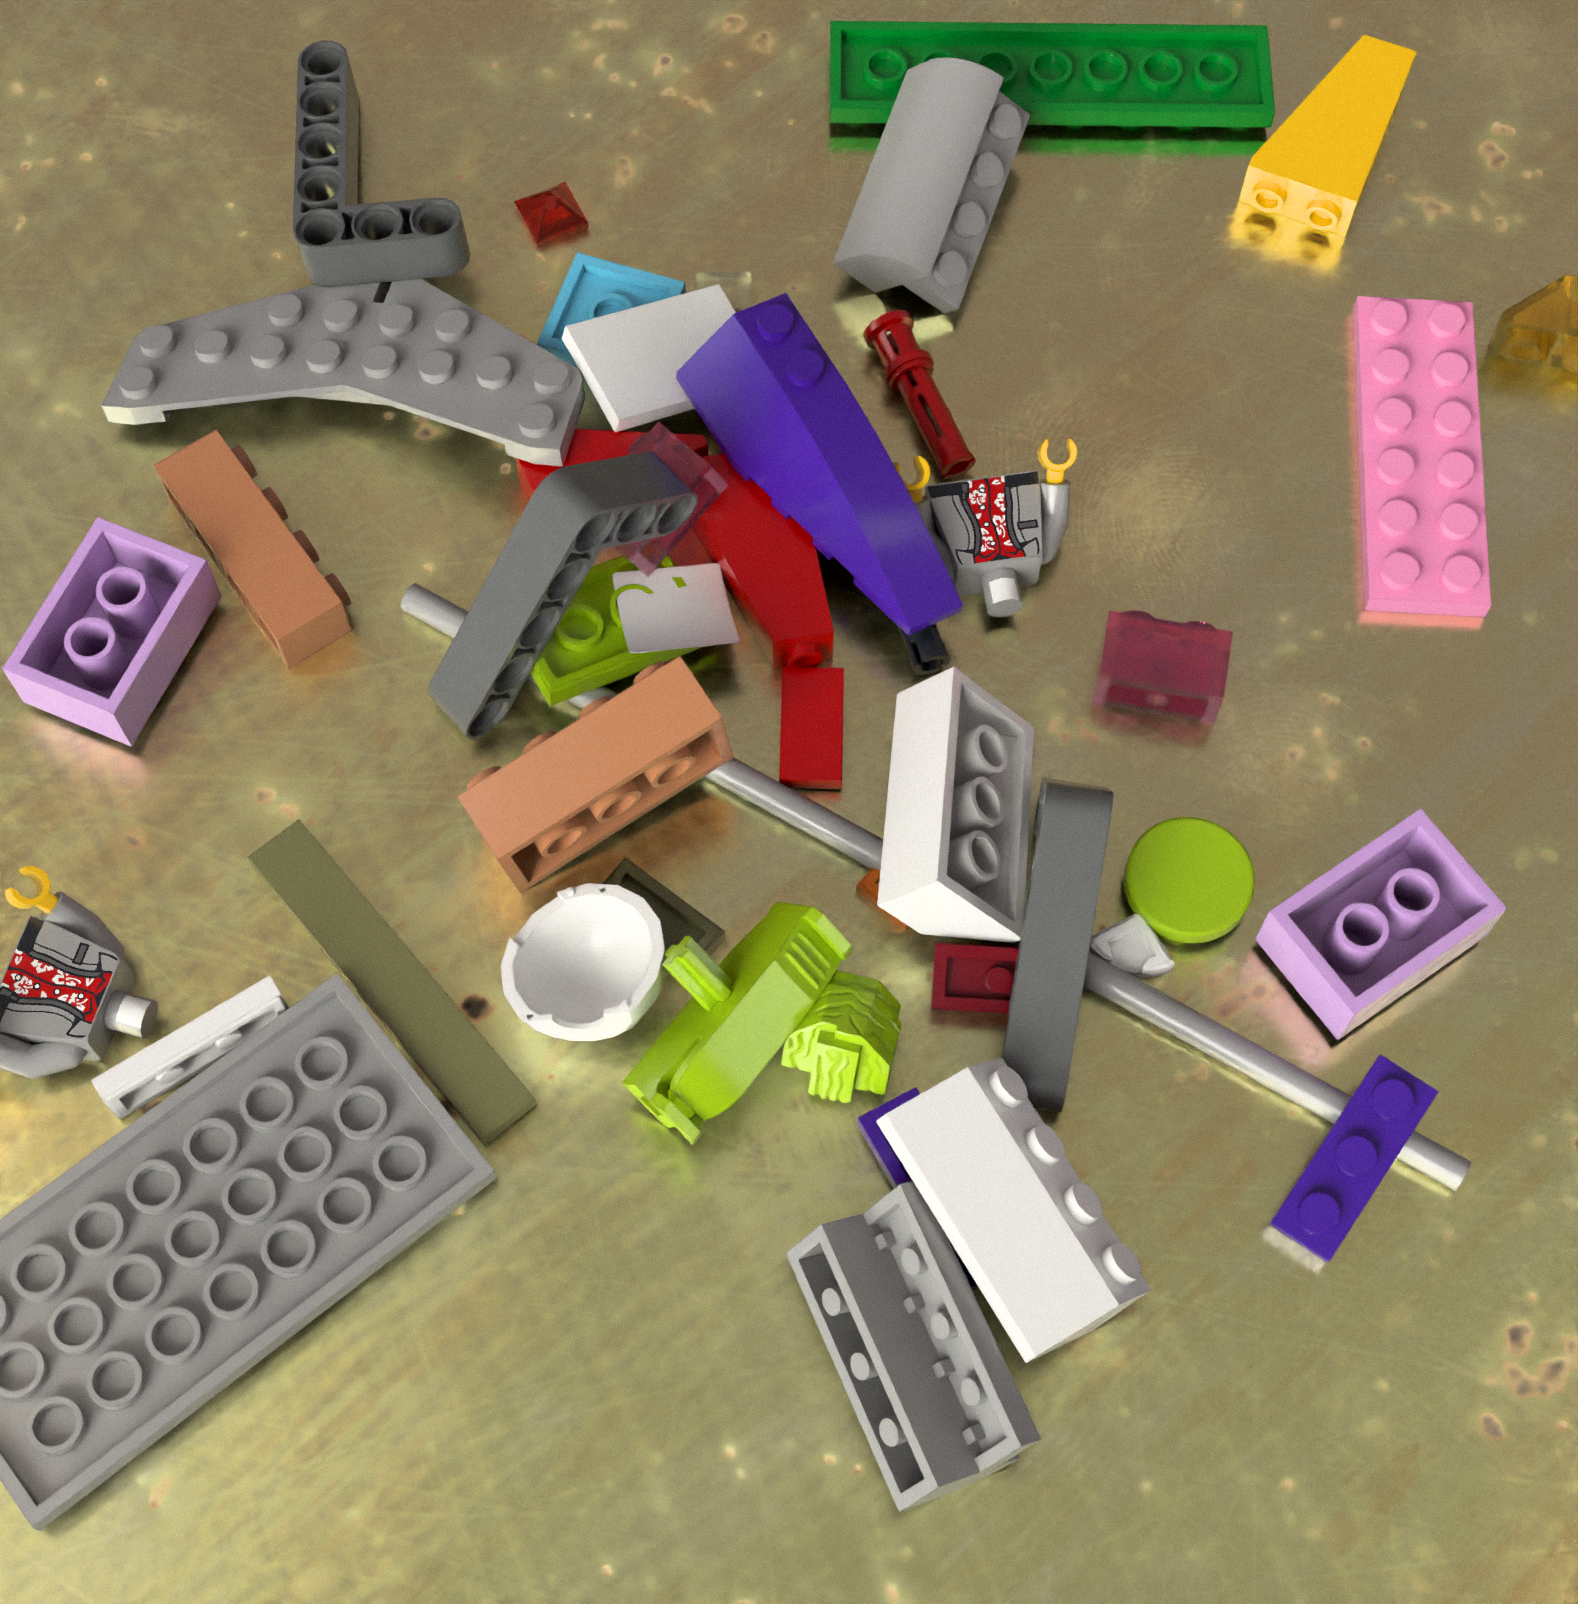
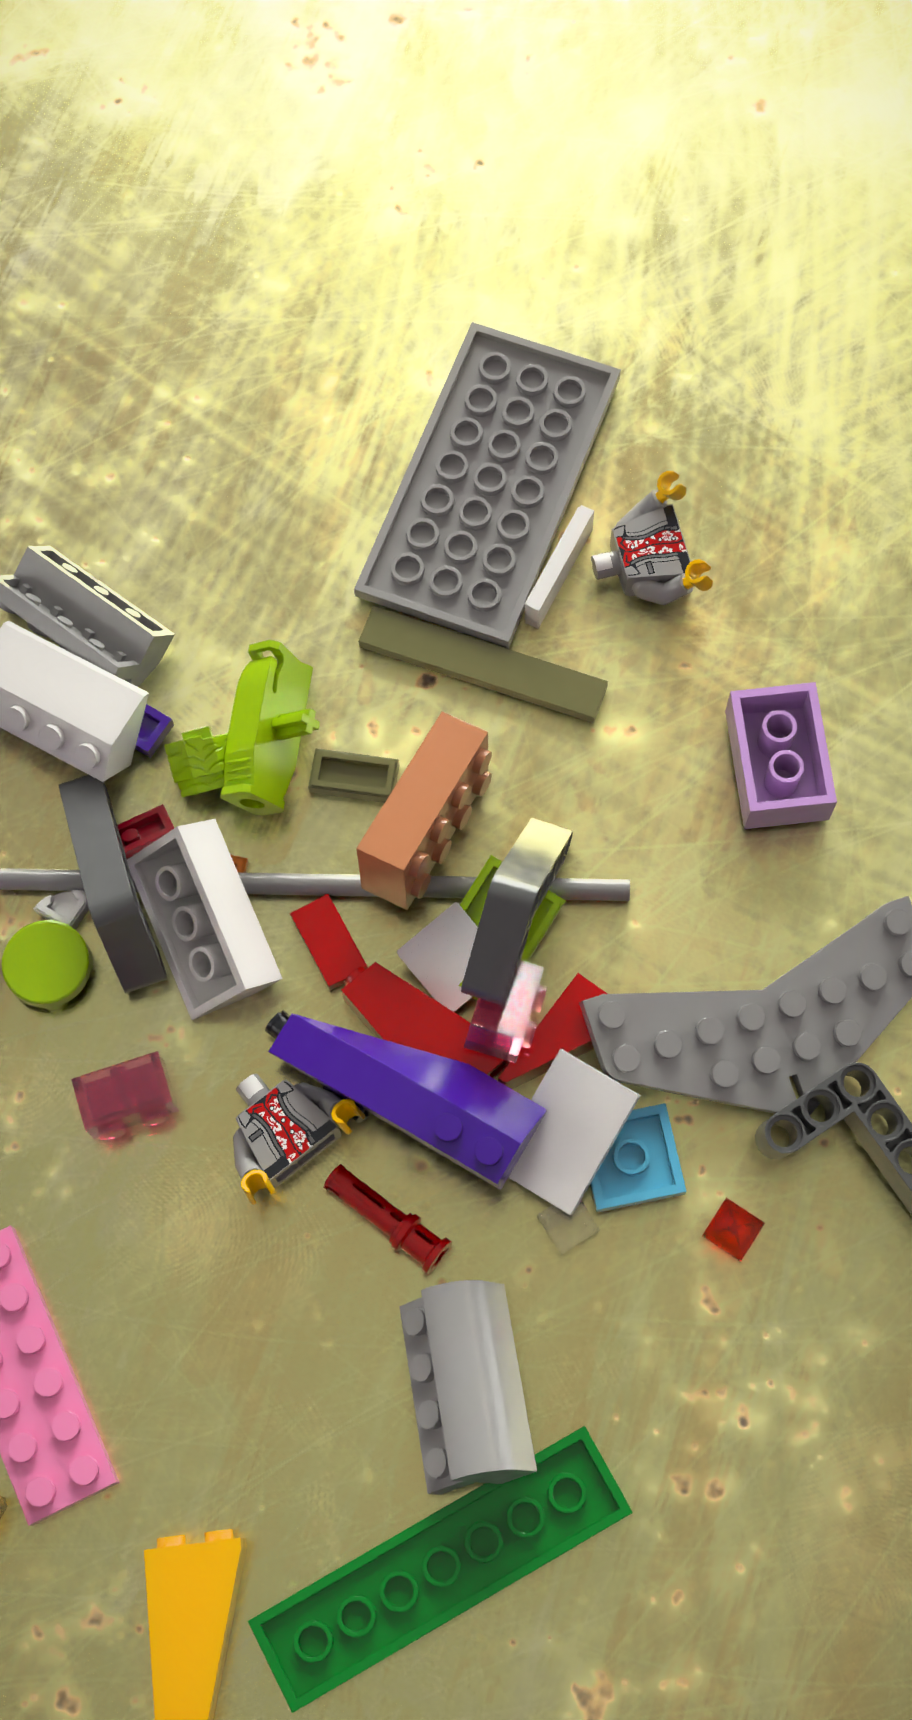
camera: 155 degrees right, 5 degrees up
(254, 547) = (743, 861): nougat brick -> none
(586, 963) = (368, 709): white cylinder -> none

